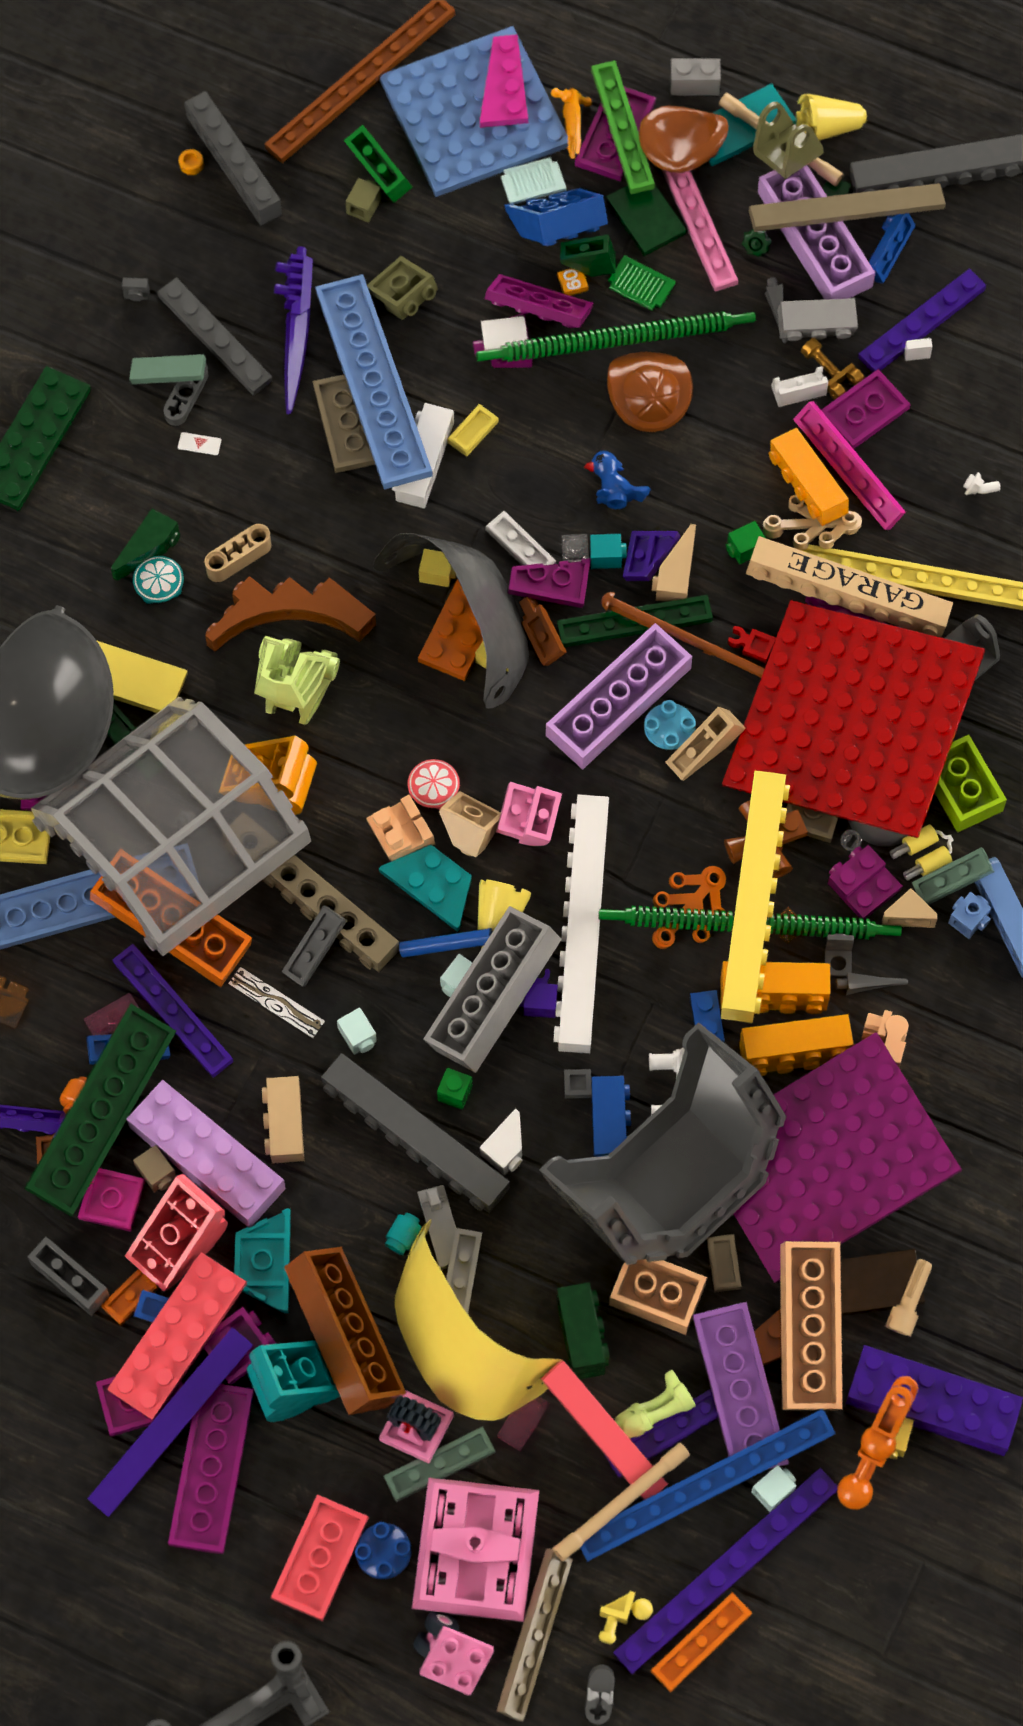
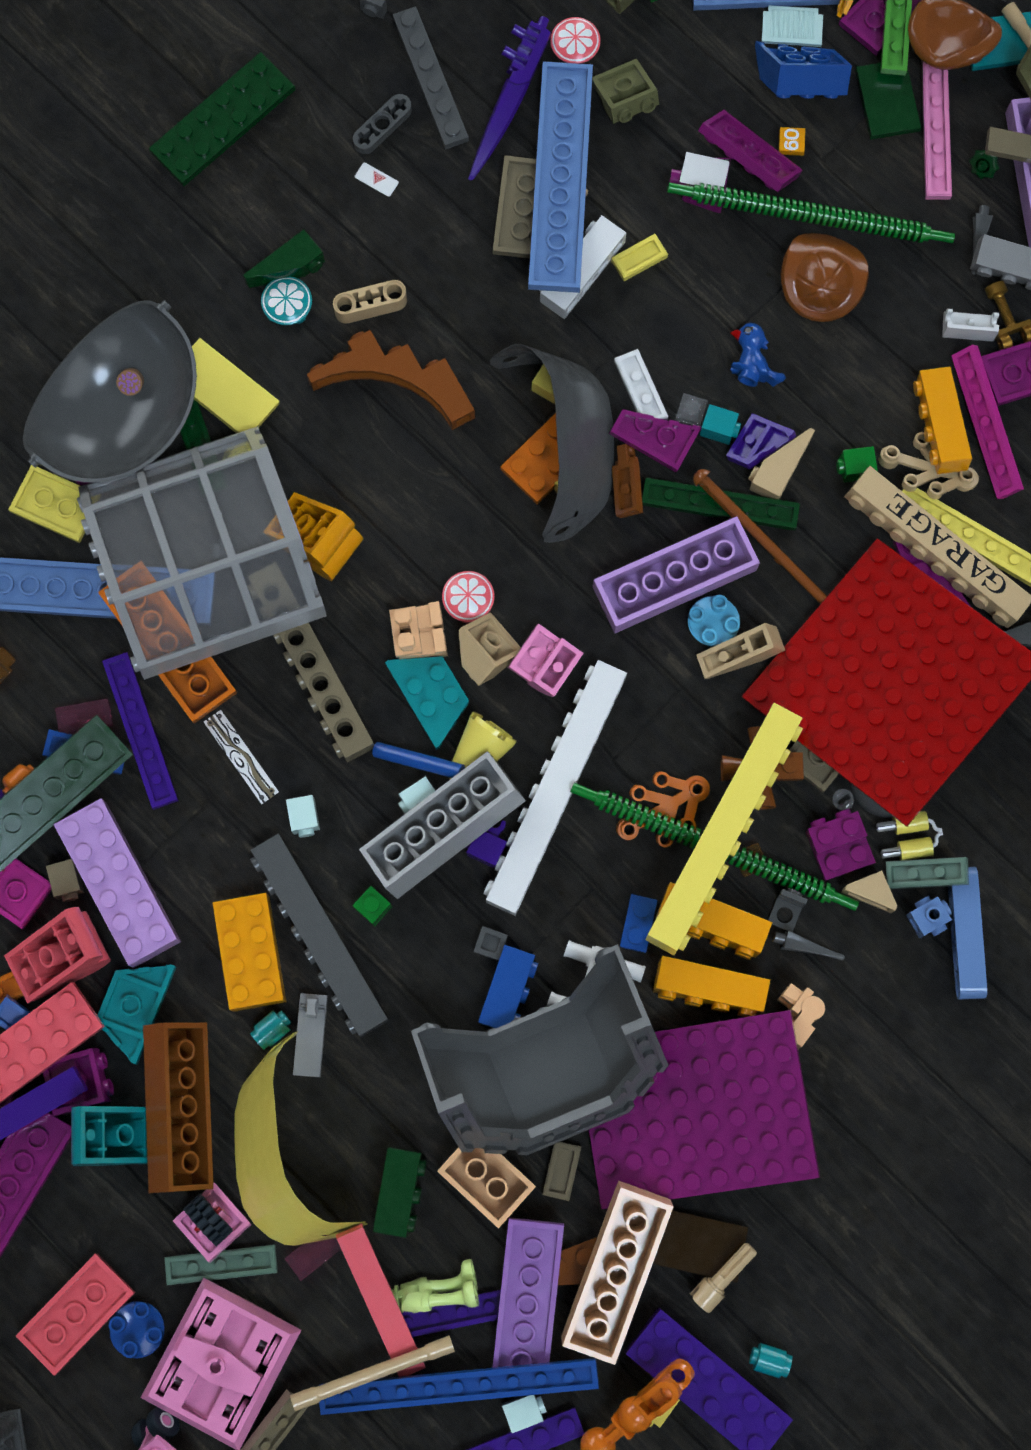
camera: 20 degrees right, 10 degrees up
(40, 699) = (130, 381): none -> medium nougat tile
(167, 369) = (372, 95): sand green tile -> none
(283, 1119) = (202, 876): tan brick -> none
(291, 684) = (367, 453): yellowish green piece -> none
(314, 946) = (293, 717): dark grey tile -> none
(337, 259) = (575, 40): none -> dish
(355, 1171) = (249, 952): none -> light orange brick
(463, 1264) = (306, 1096): light grey hinge -> none
(504, 1146) = (399, 979): white slope -> none
(589, 255) = (817, 121): dark green slope -> none
(640, 283) = (856, 166): green window -> none
(756, 645) = (827, 570): red plate -> none
(968, 787) = (977, 788): lime brick -> none
(983, 1358) = (770, 1361): none -> teal brick

